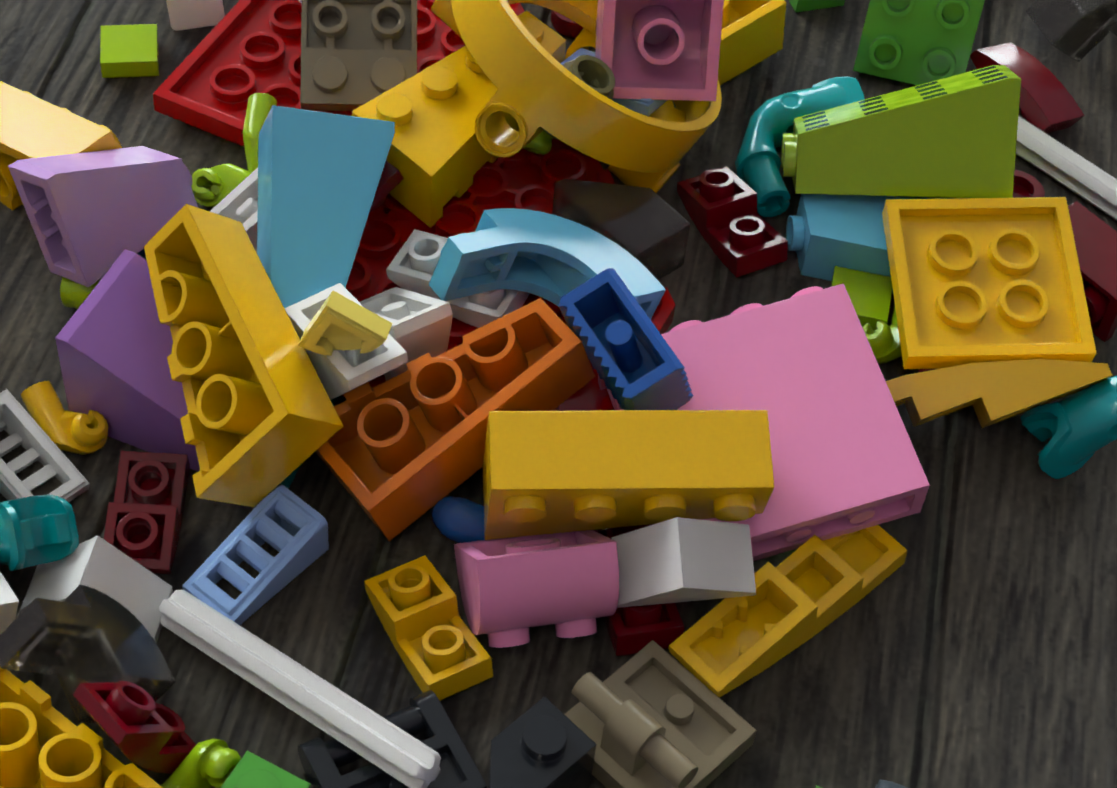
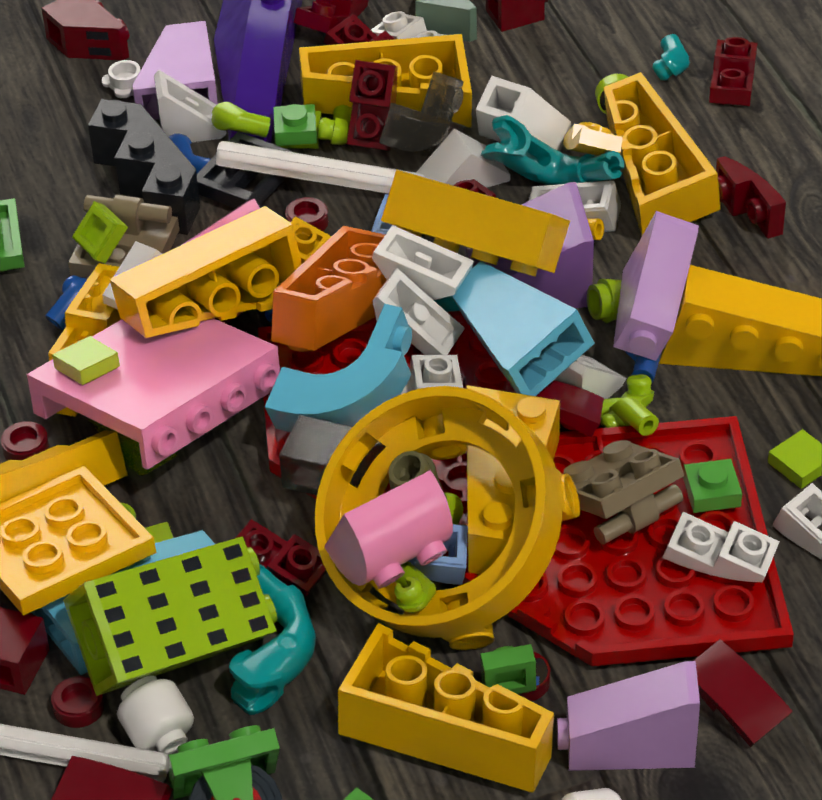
camera: 155 degrees right, 5 degrees down
(260, 33) = (712, 485): none -> bright green plate
(344, 326) = (412, 230): light yellow tile -> none
(361, 656) = (309, 210): none -> dark red tile
(625, 345) = (247, 312): blue brick -> none
(698, 711) = (99, 232): none -> lime tile
(772, 678) = (70, 289): none -> blue arm
(851, 440) = (86, 360): none -> lime tile
(944, 512) = (24, 440): none -> dark red tile

